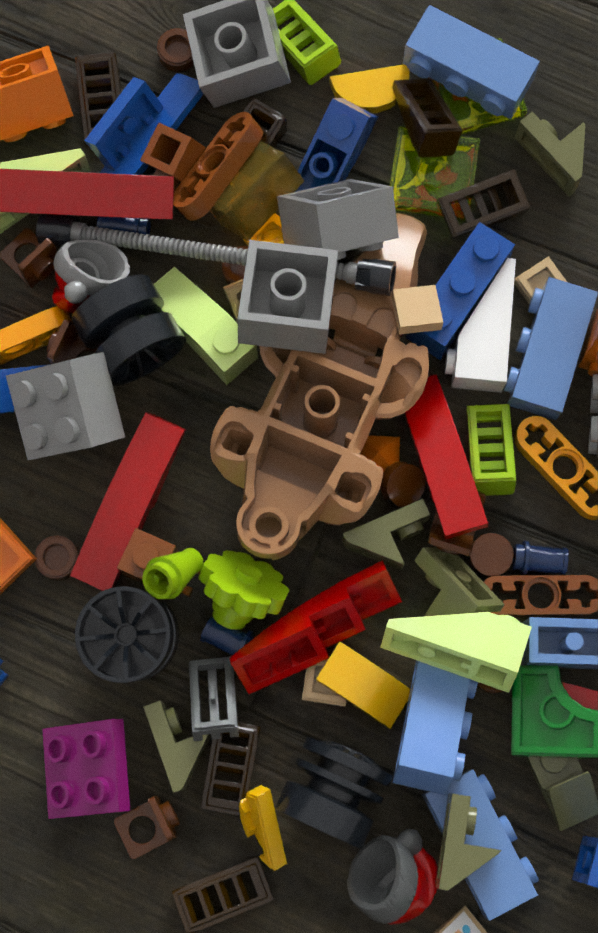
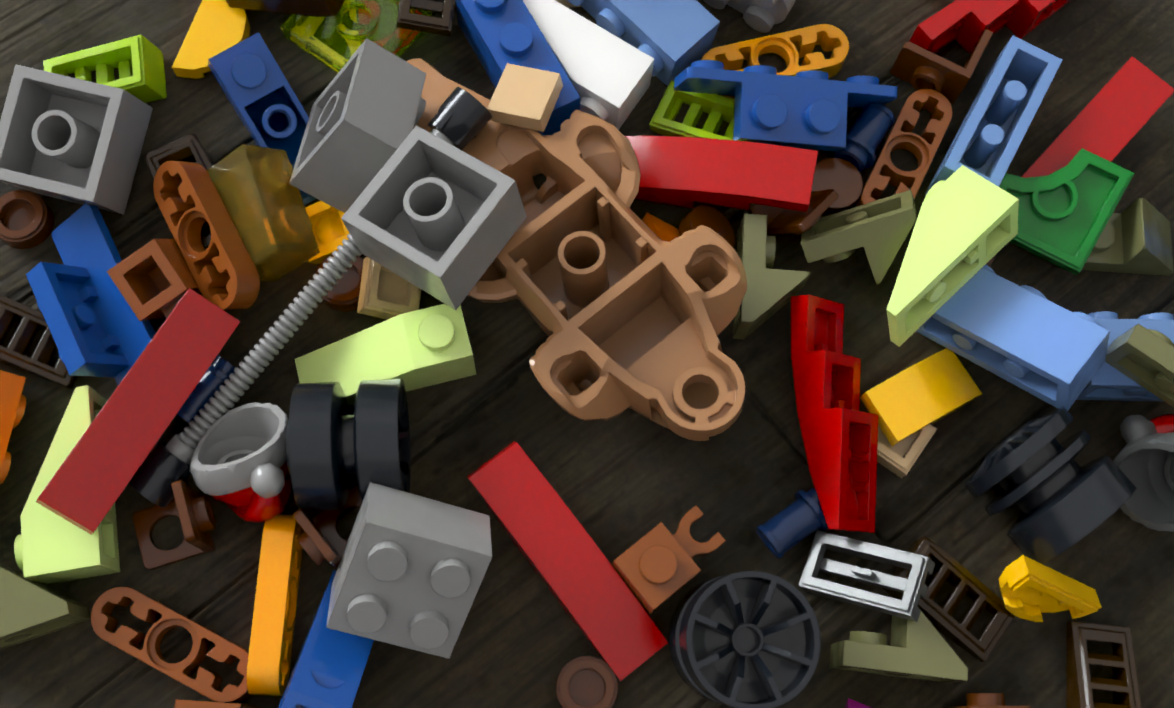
camera: 70 degrees left, 5 degrees down
(170, 574) = (702, 542): lime cone -> none
(241, 588) = (748, 472): lime plant -> none
(520, 493) = (784, 109): none -> blue bracket

